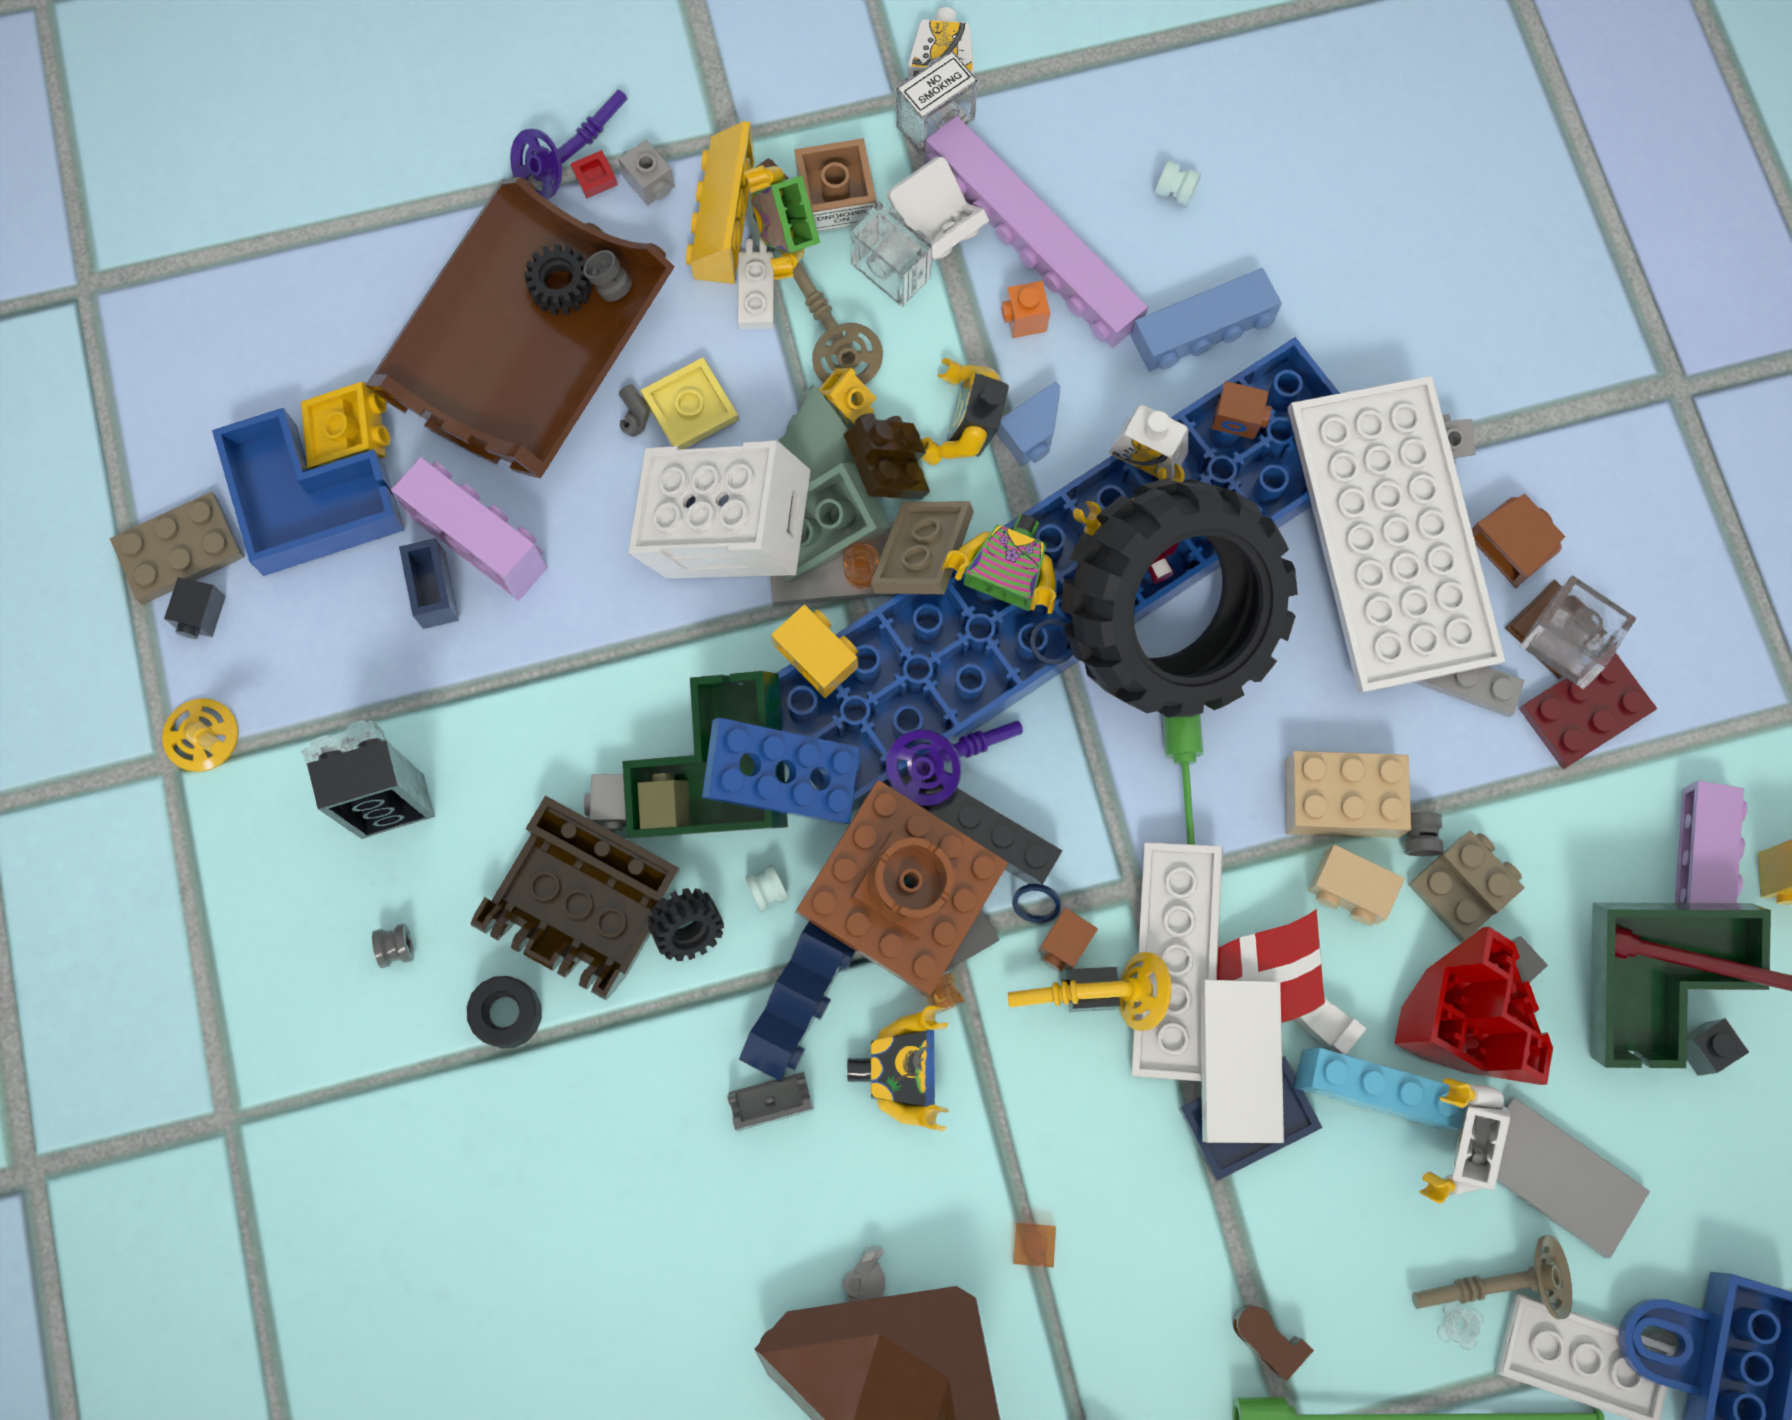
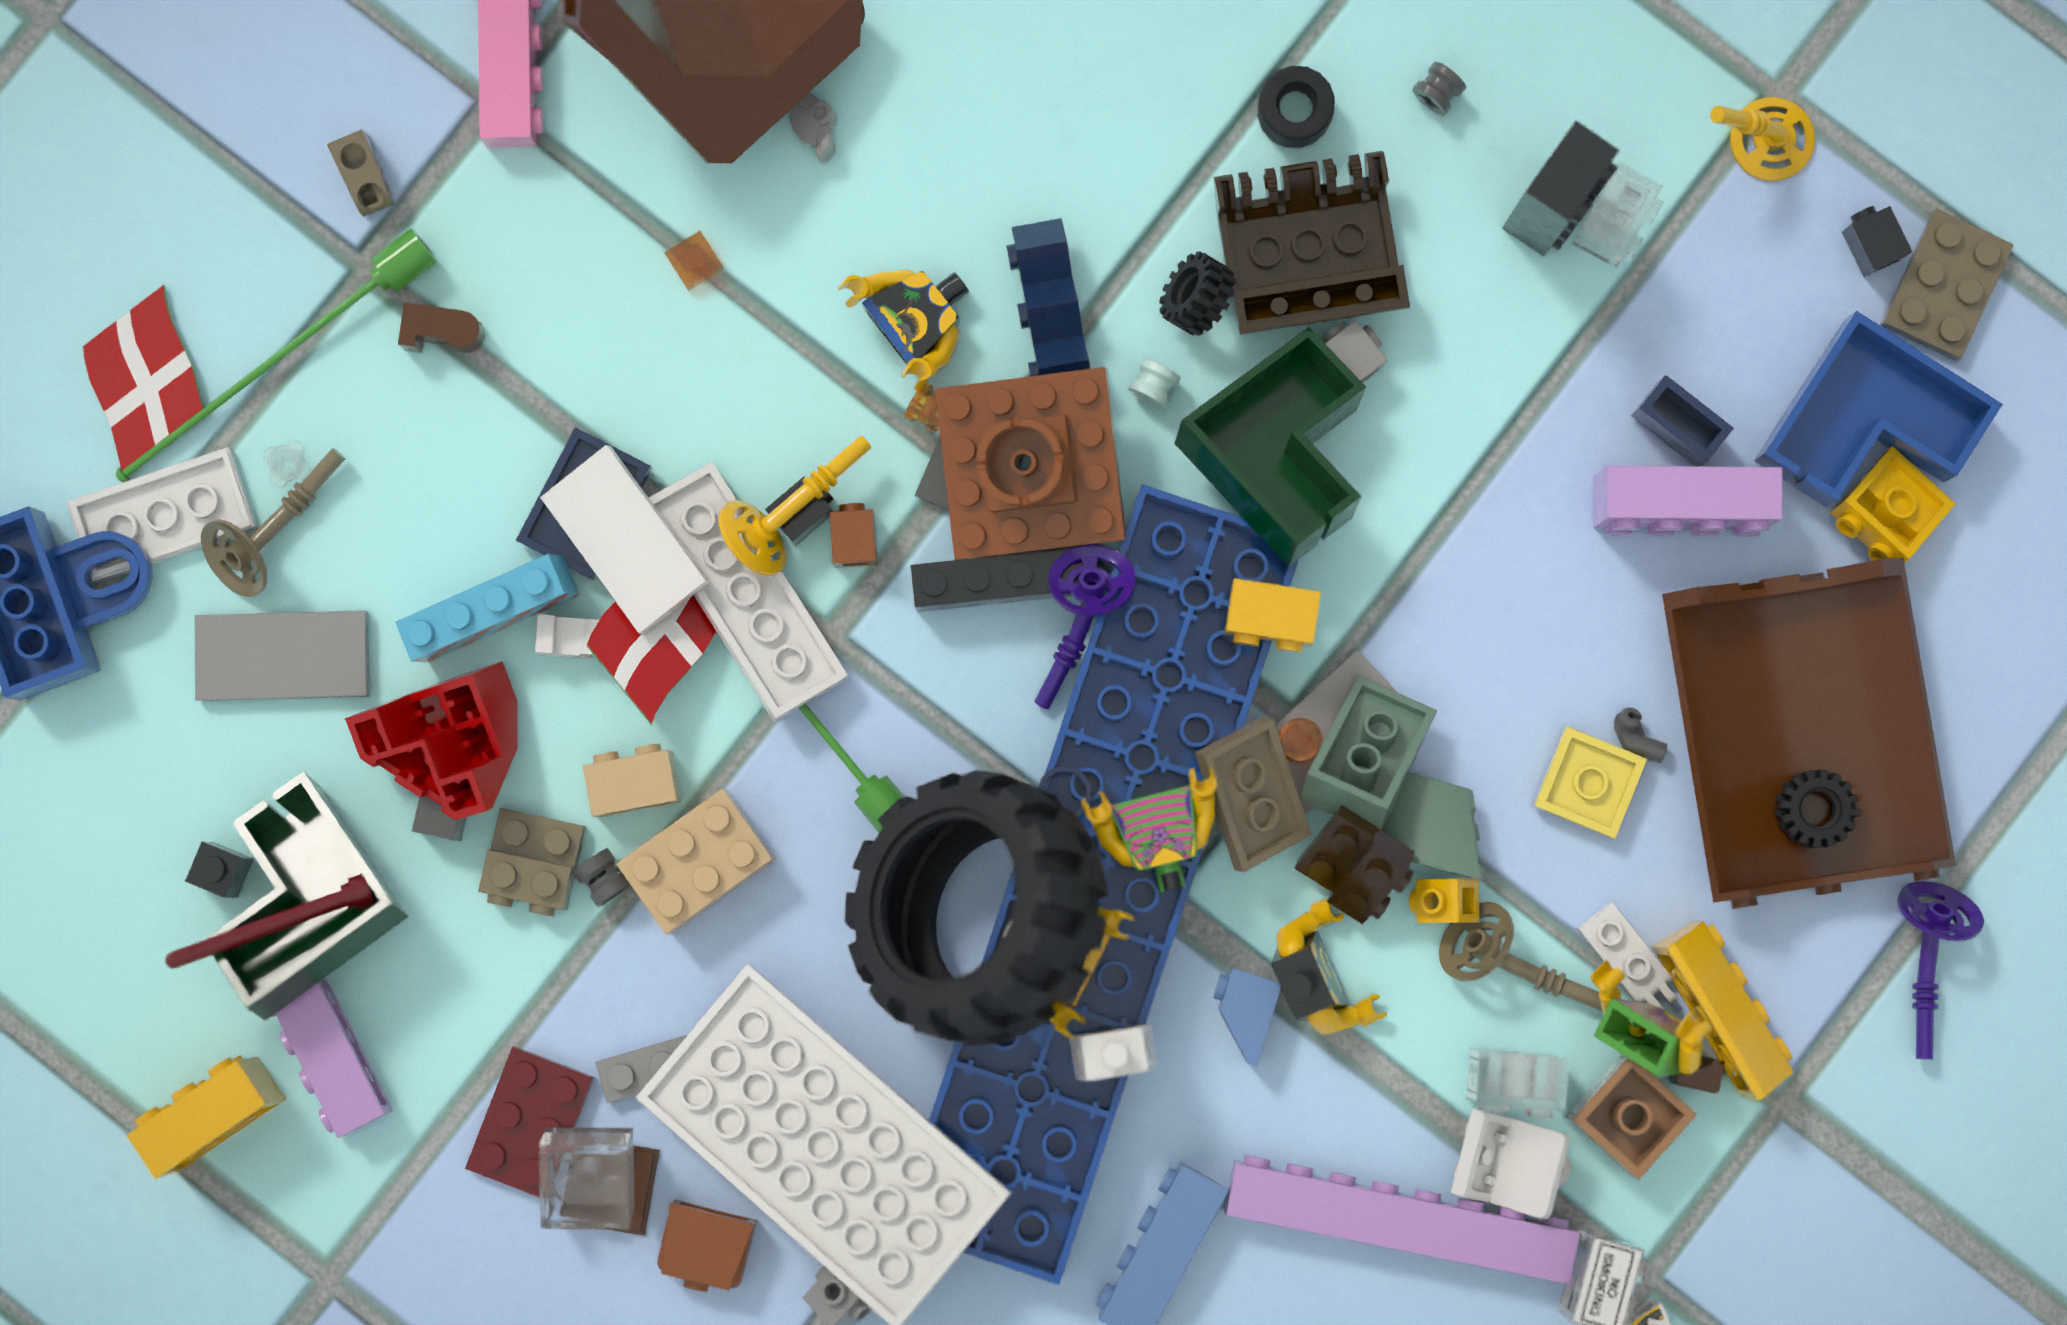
camera: 150 degrees right, 10 degrees up
(594, 174) = (1880, 951): red plate -> none
(605, 272) = (1769, 843): dark grey wheel -> none
(647, 172) = (1827, 990): light grey brick -> none
(664, 802) = (1300, 382): olive brick -> none
(714, 540) = (1423, 691): white container -> none
(762, 788) = (1237, 479): blue plate -> none
(770, 1101) = (1007, 205): dark grey hinge -> none
(1026, 309) = (1345, 1126): orange brick -> none
(1032, 918) = (895, 565): dark blue piece -> none
(1241, 410) = (1053, 1156): dark orange brick -> none
(1478, 1142) = (372, 617): white torso -> none

